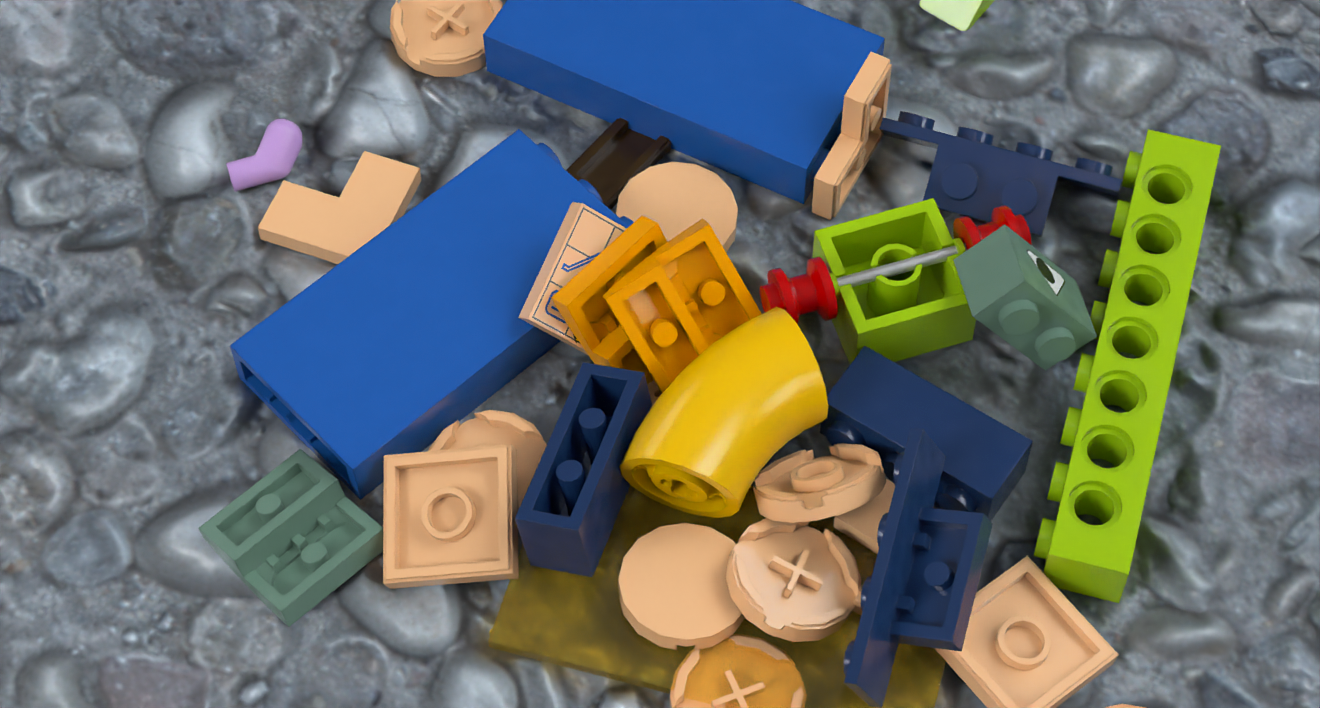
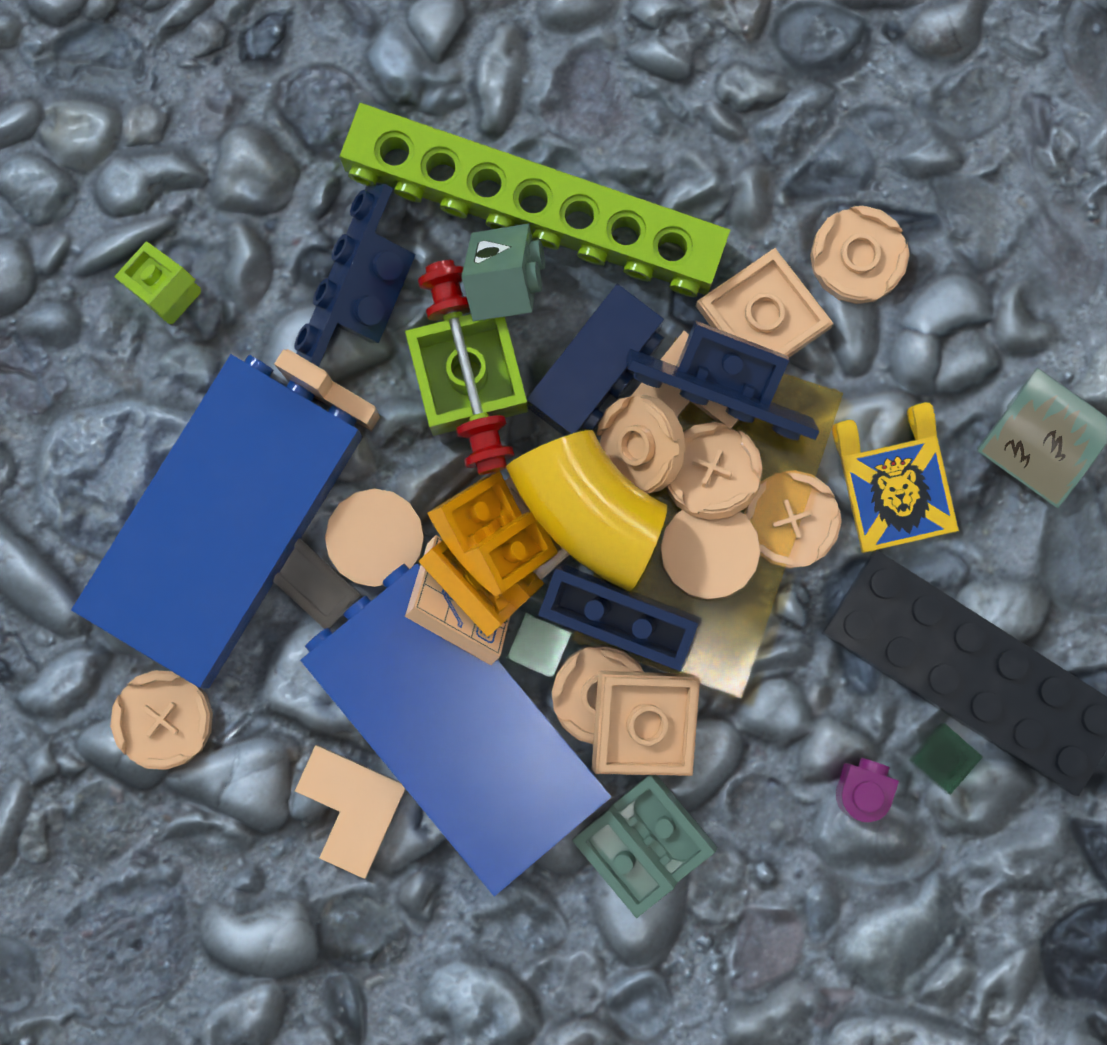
camera: 90 degrees left, 25 degrees up
(273, 158) = (293, 867): lavender arm -> none
(542, 392) = (539, 645): none -> clear green plate

